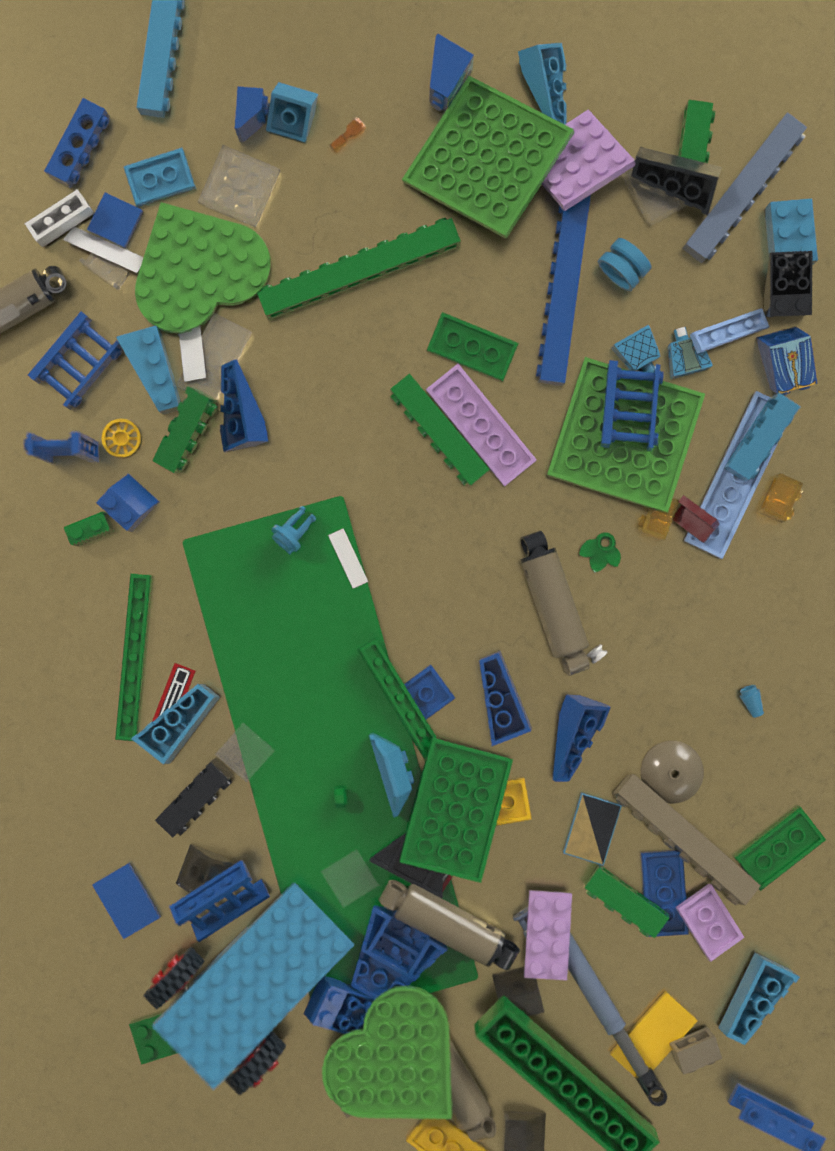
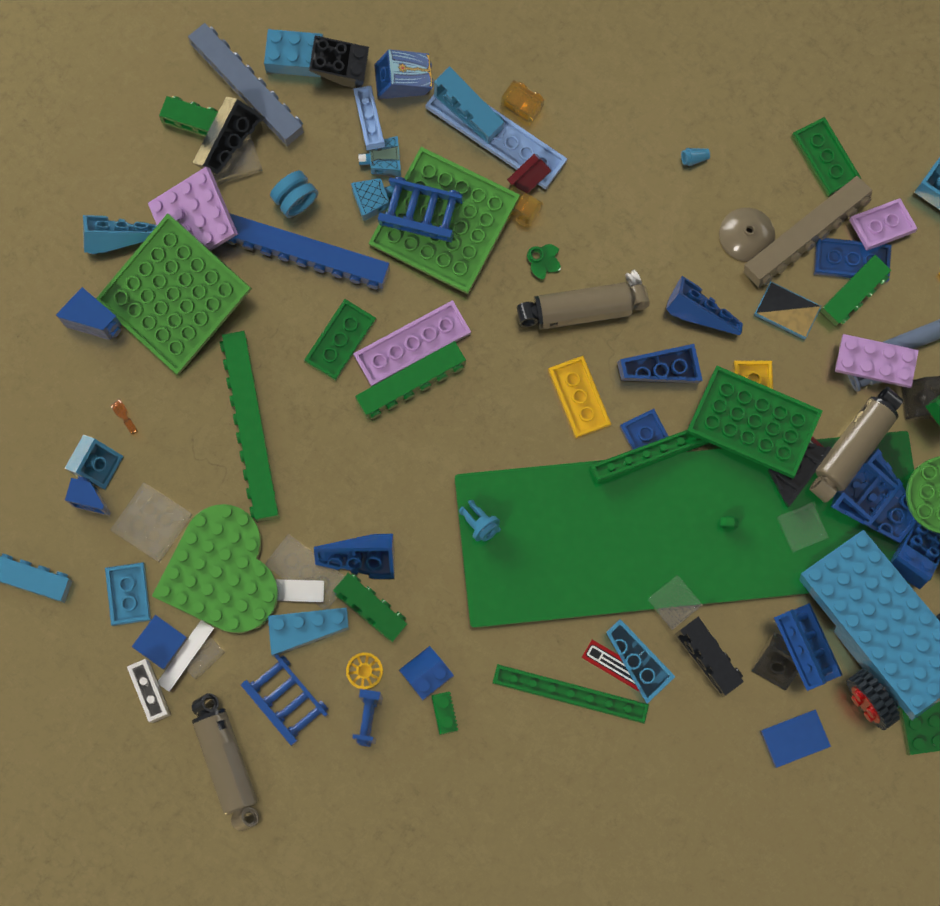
camera: 85 degrees left, 10 degrees down
(86, 113) = (54, 647): blue brick -> none
(348, 558) = (512, 479): white sticker -> none
(393, 771) = (713, 471): dark azure wedge -> none
(454, 615) = (579, 397): none -> yellow tile

